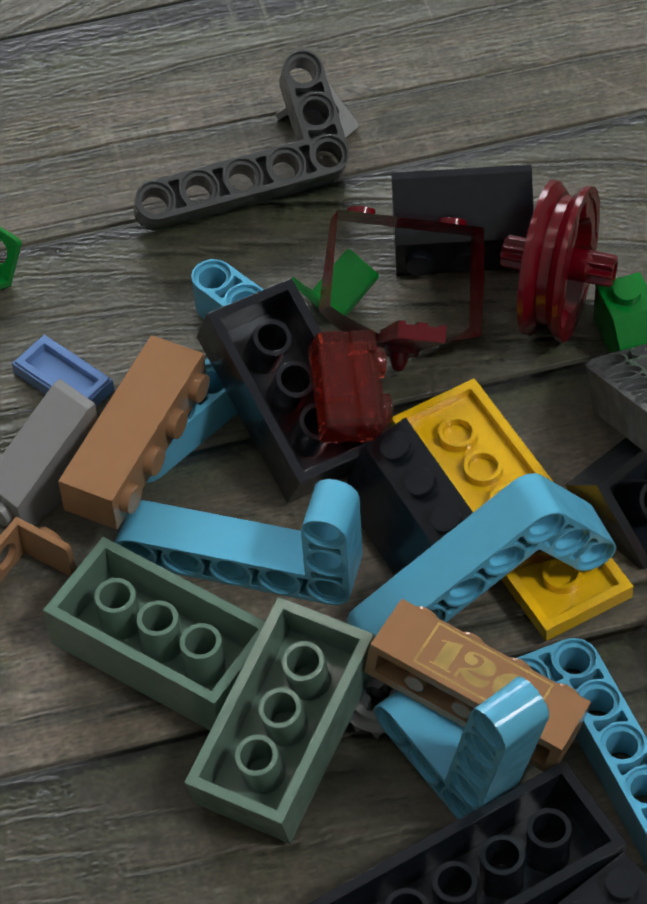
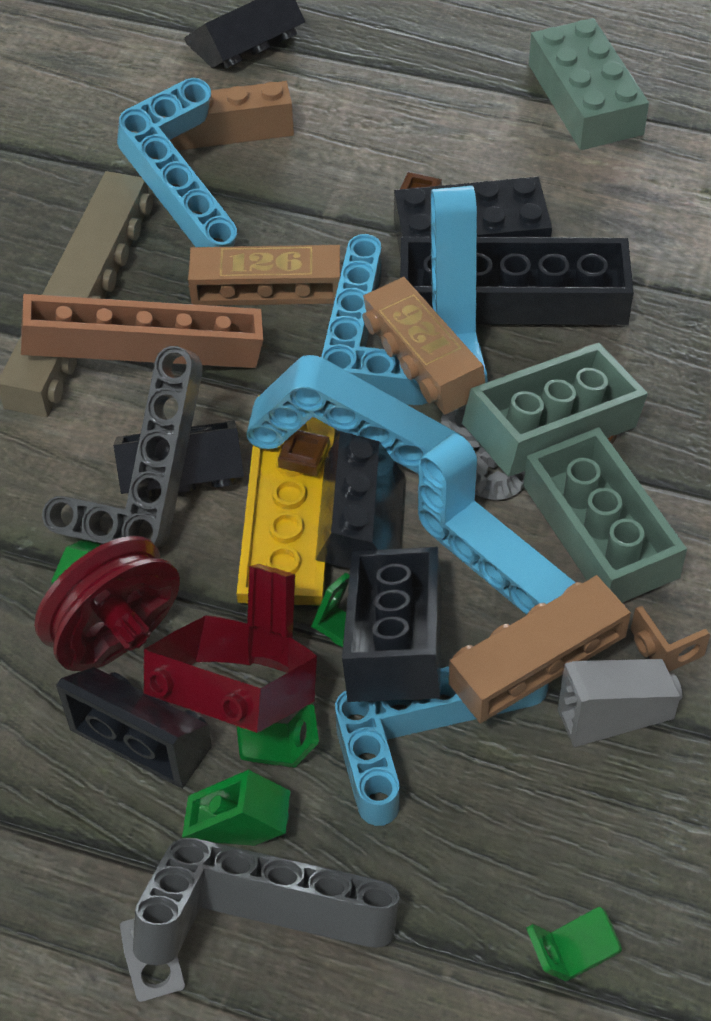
camera: 150 degrees left, 0 degrees up
(49, 361) = (553, 801): medium blue tile -> none
(306, 215) = (238, 811): none -> green slope
(349, 386) = (358, 565): clear red brick -> none

